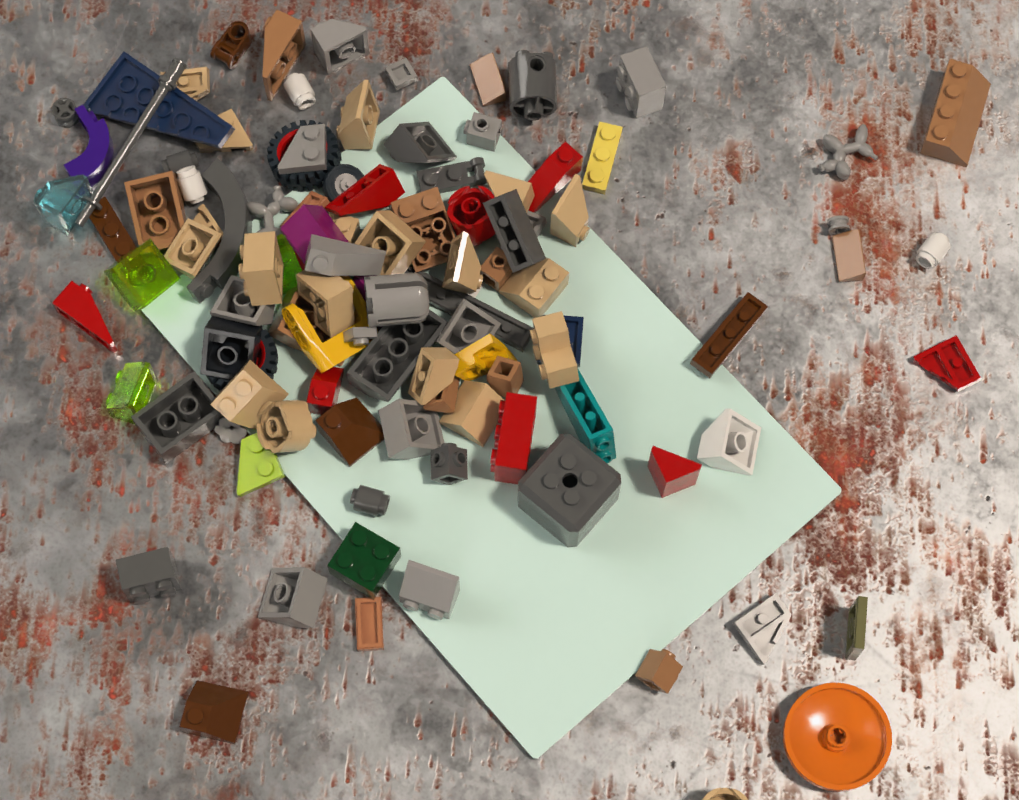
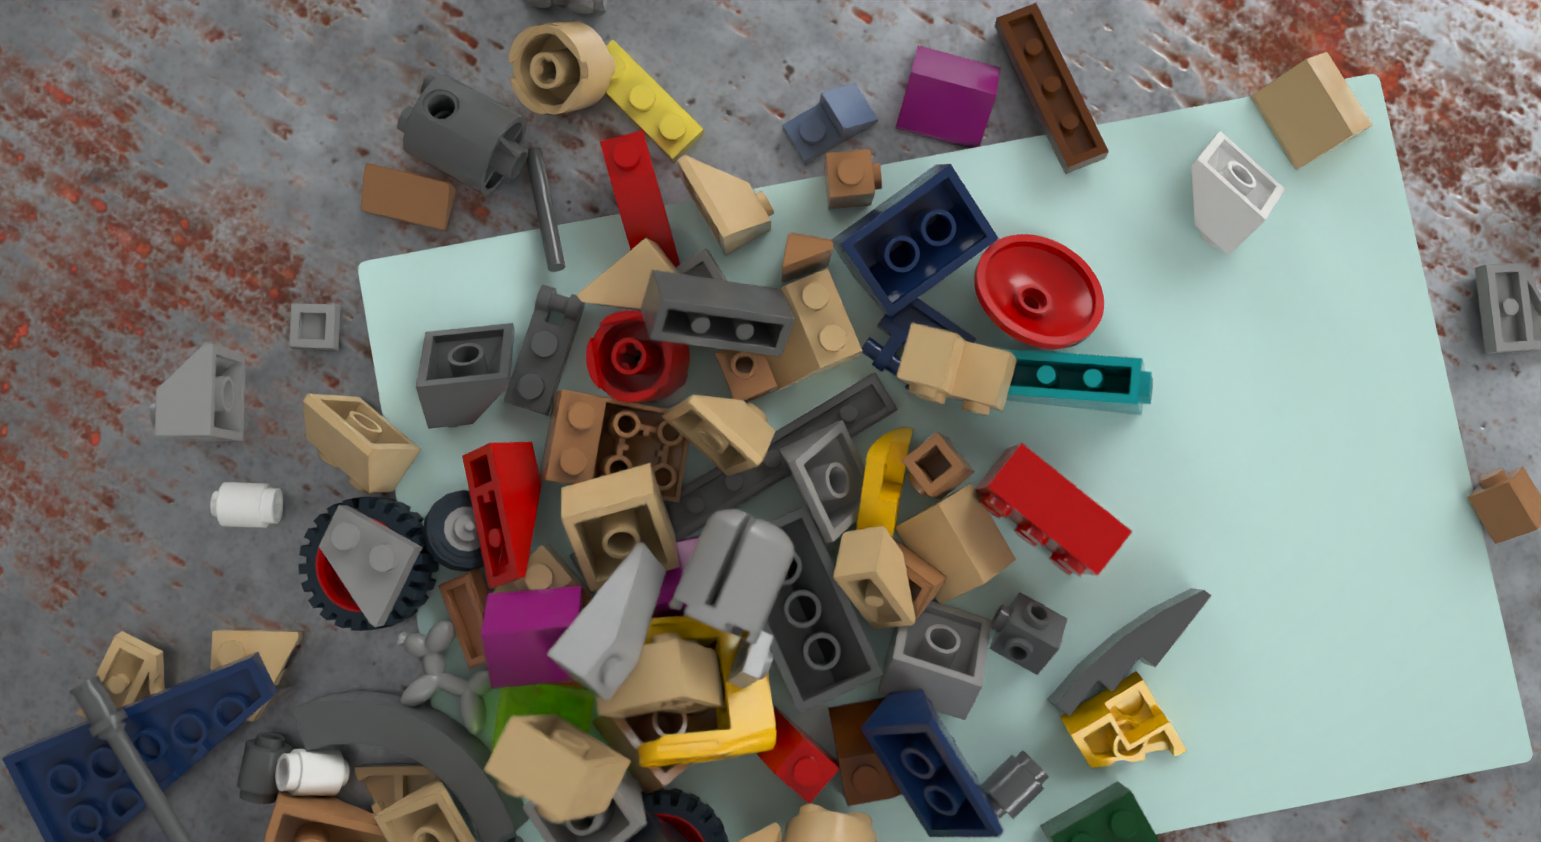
camera: 60 degrees left, 15 degrees up
(231, 49) = (104, 569): reddish brown piece -> none
(282, 47) = (154, 495): medium nougat slope -> none
(356, 446) = (930, 768): none -> dark blue slope
(429, 590) = (1213, 777): light grey slope -> none
(430, 538) = (1121, 725): none -> yellow slope
(479, 523) = (1143, 639): none -> dark grey slope
(483, 131) = (497, 258): light grey brick -> none
(520, 141) = (545, 210): none -> dark grey bar
(562, 510) = (1145, 486): dark grey plate -> none
(568, 258) = (805, 255): none -> medium nougat slope
(591, 108) = (560, 67): none -> tan brick
(609, 306) = (915, 239): none -> dark blue slope
(620, 376) = (1039, 291): none -> red dish
(621, 264) = (851, 178): none -> medium nougat brick
(648, 247) = (829, 123): none -> sand blue slope
(672, 471) = (1240, 309): red slope -> none
(695, 292) = (948, 98): none -> magenta slope
(802, 465) = (1311, 109): none -> tan slope

